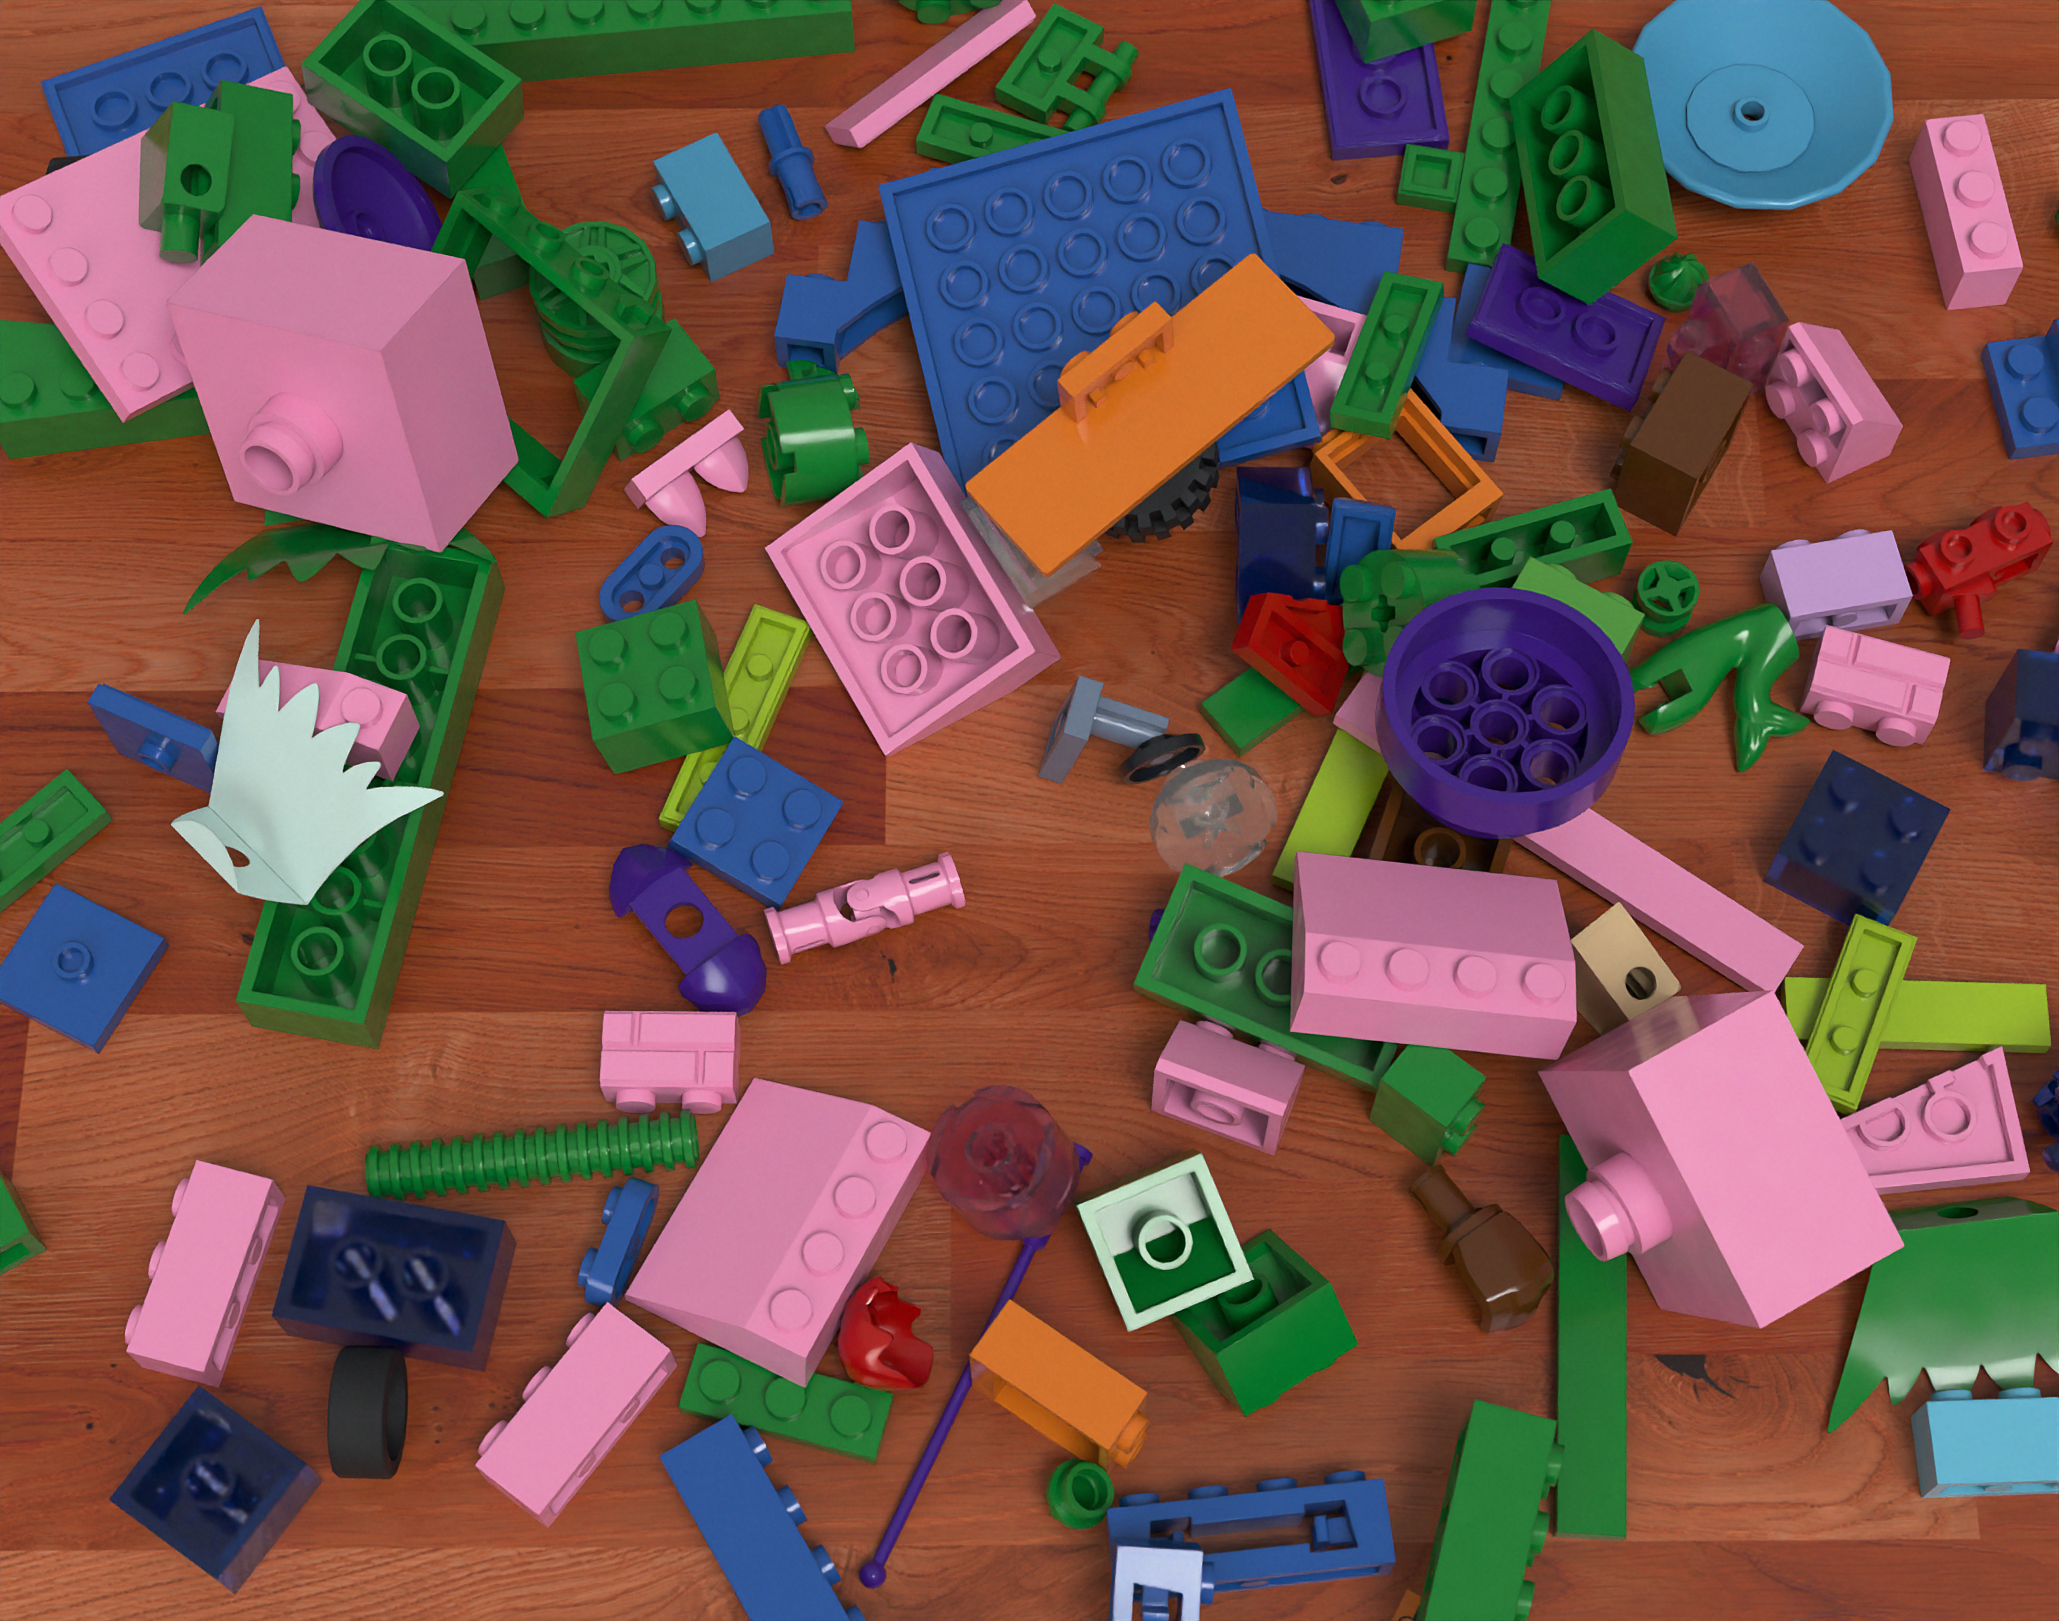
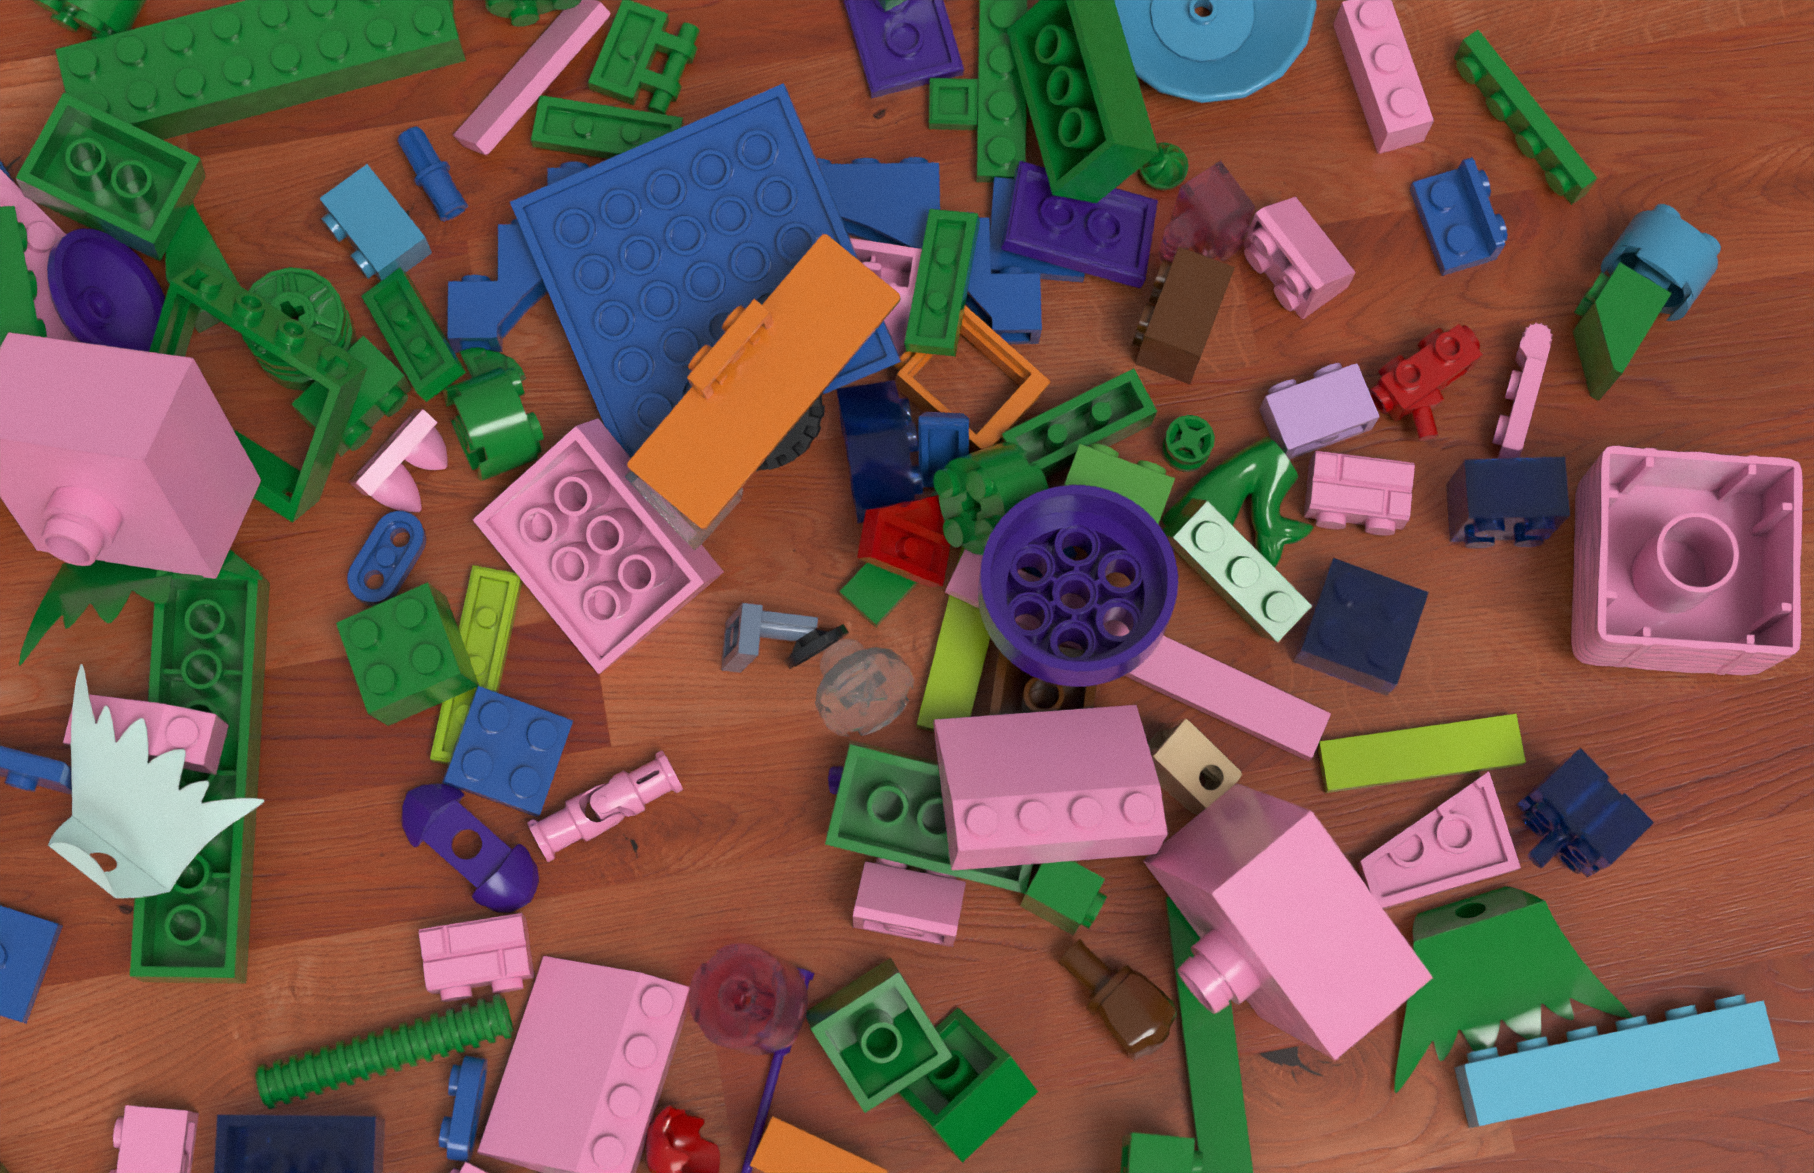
camera: 15 degrees left, 10 degrees up
(734, 328) = (413, 334): none -> green plate
(1708, 747) = (1235, 570): none -> brick
(1857, 1008) = (1374, 764): lime tile -> none

